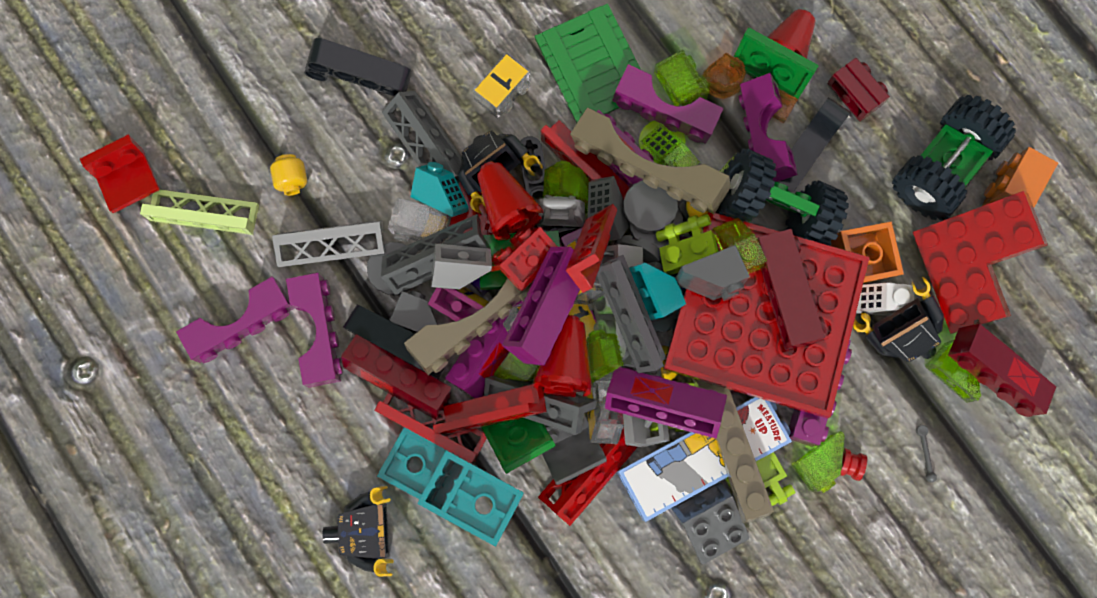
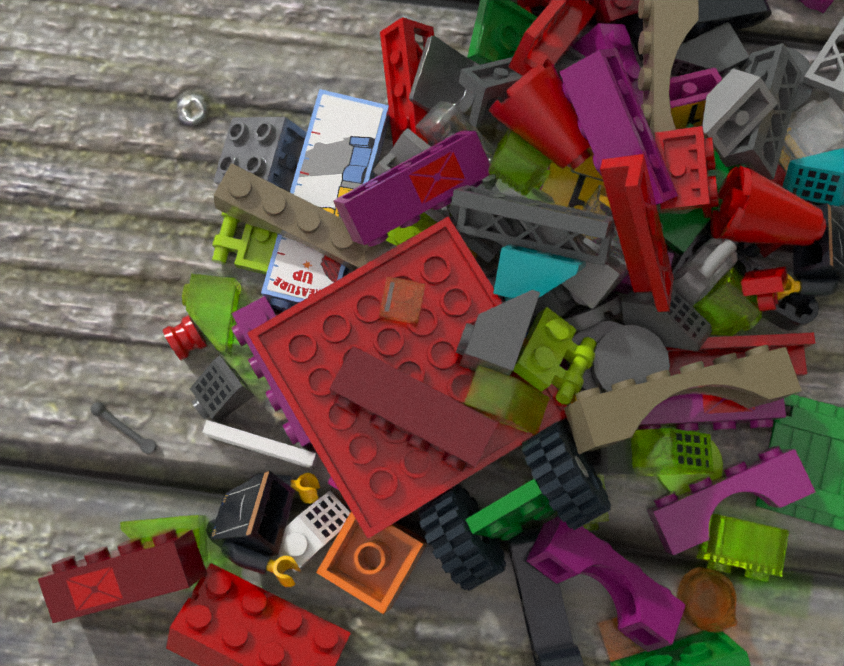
camera: 130 degrees right, 0 degrees up
(544, 170) = (765, 285): none -> red tile
(736, 348) = (402, 300): none -> clear orange tile
(860, 414) = (219, 390): none -> dark grey slope
(868, 372) = (260, 444): none -> white tile

